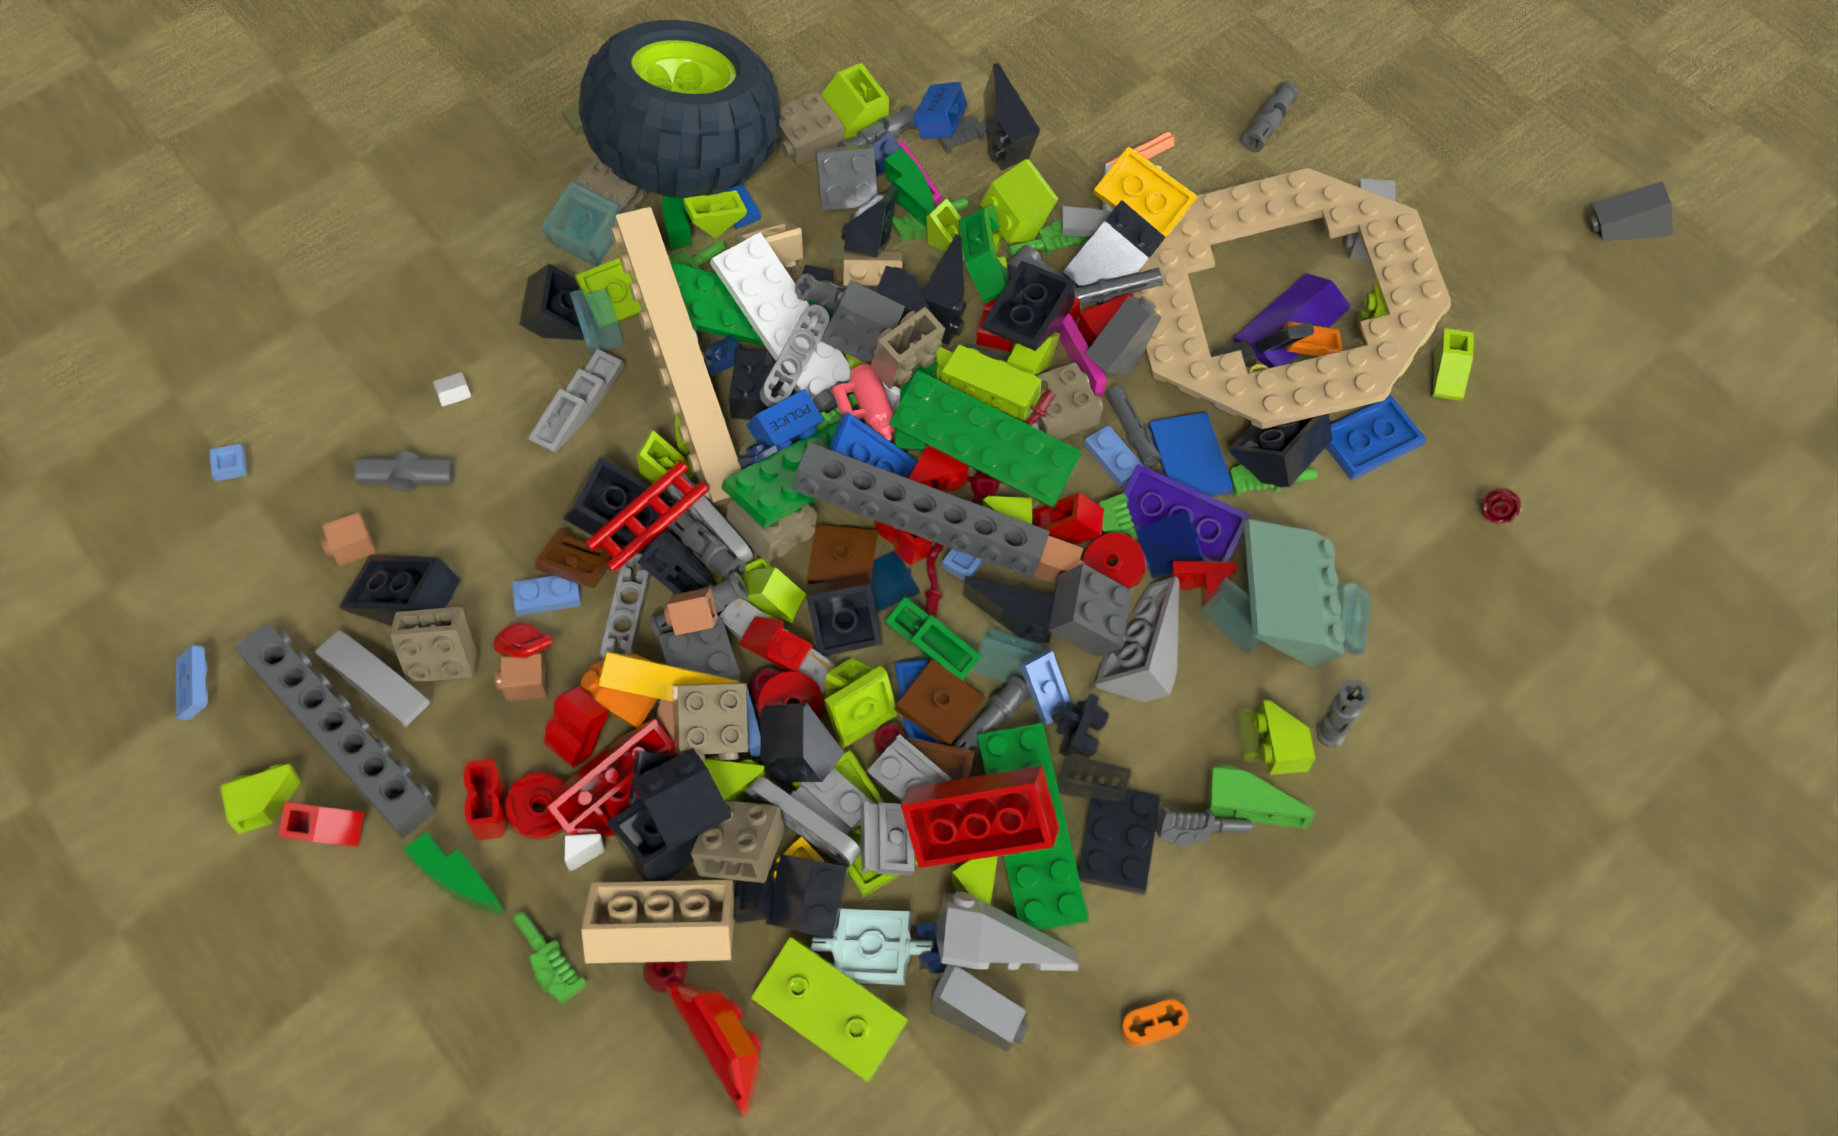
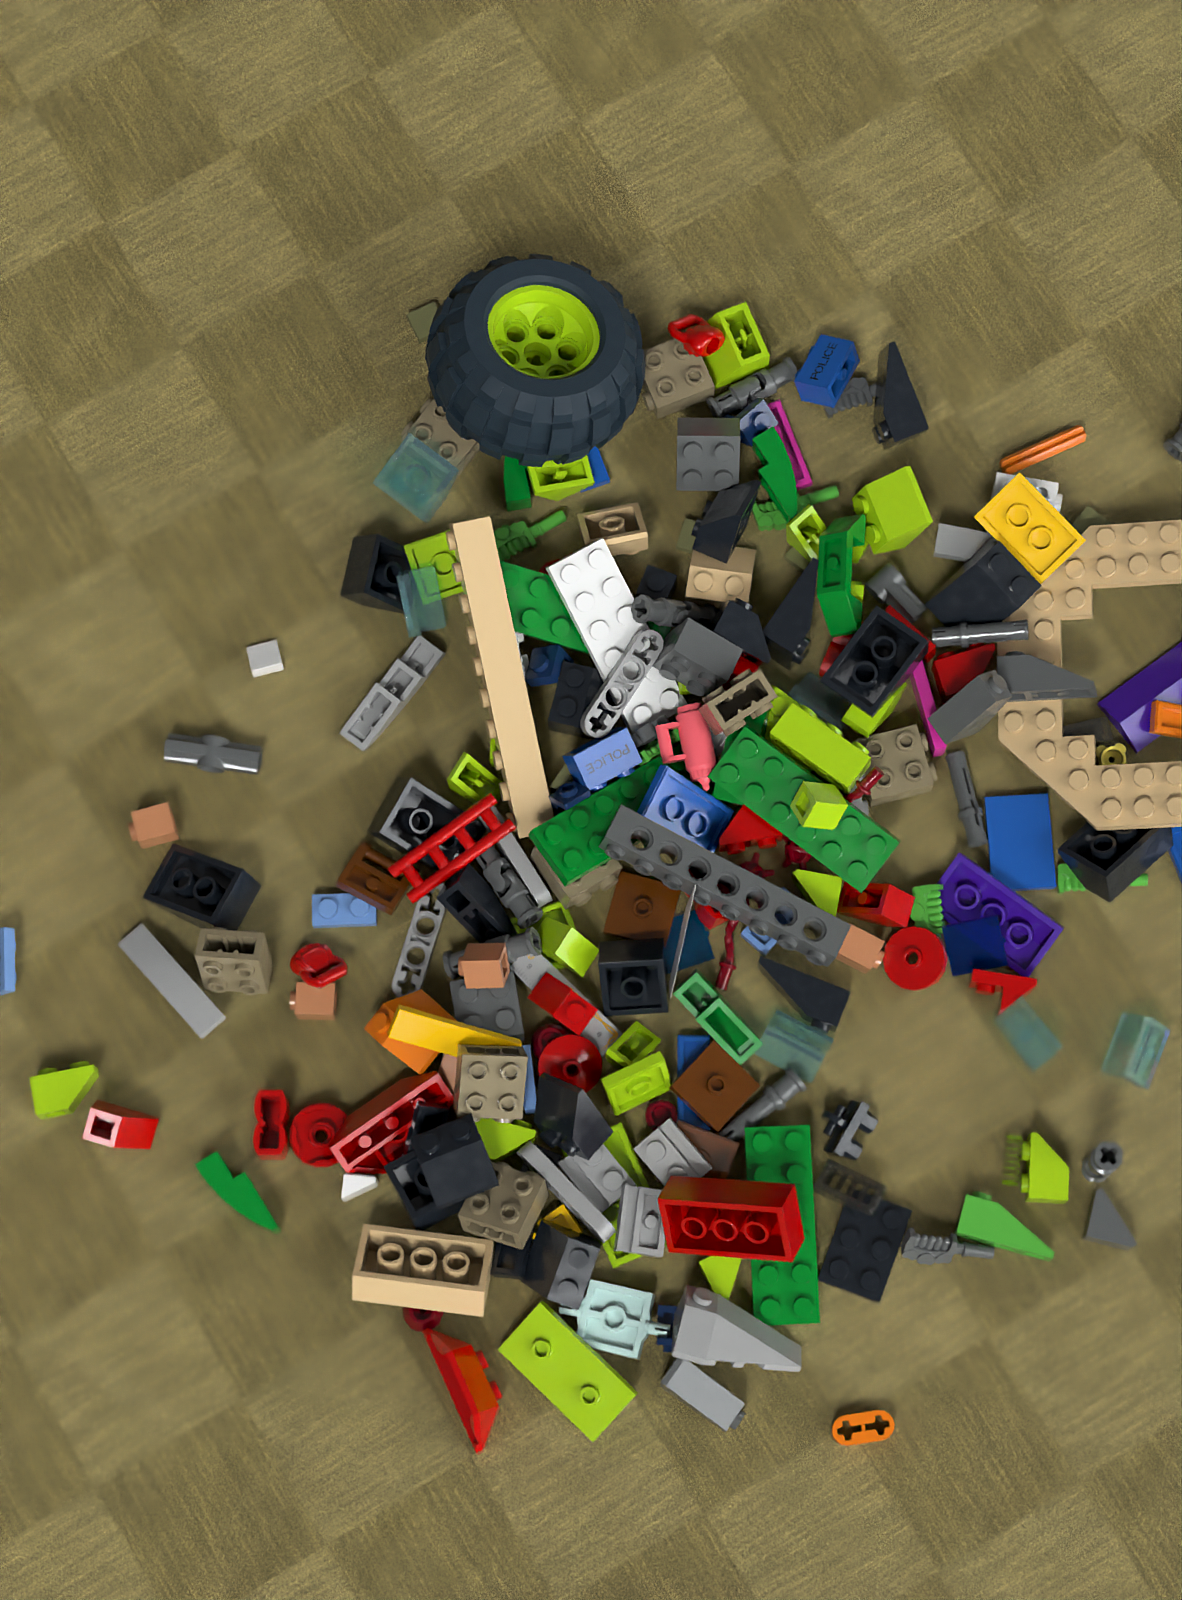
camera: 15 degrees right, 15 degrees up
(228, 462) = (38, 719): medium blue plate -> none
(403, 813) = (65, 940): dark grey brick -> none
(548, 965) = (319, 1292): bright green piece -> none
(574, 726) = (361, 1064): red brick -> none
(824, 91) = (698, 340): none -> red piece
(885, 569) = (680, 942): none -> white sticker
(999, 425) = (818, 805): none -> lime panel
(1045, 684) = (820, 1084): medium blue plate -> none
(1050, 239) = (920, 554): bright green piece -> none
(1090, 610) = (878, 1012): dark grey brick -> none
(1112, 455) = (940, 830): medium blue plate -> none
(1148, 659) = (928, 1062): light grey wedge -> none
(1189, 309) = (1036, 679): none -> dark grey slope
(1285, 338) = (1144, 727): black tile -> none
(1294, 591) = (1085, 1021): sand green slope -> none
(1357, 782) = (1106, 1225): none -> dark grey slope

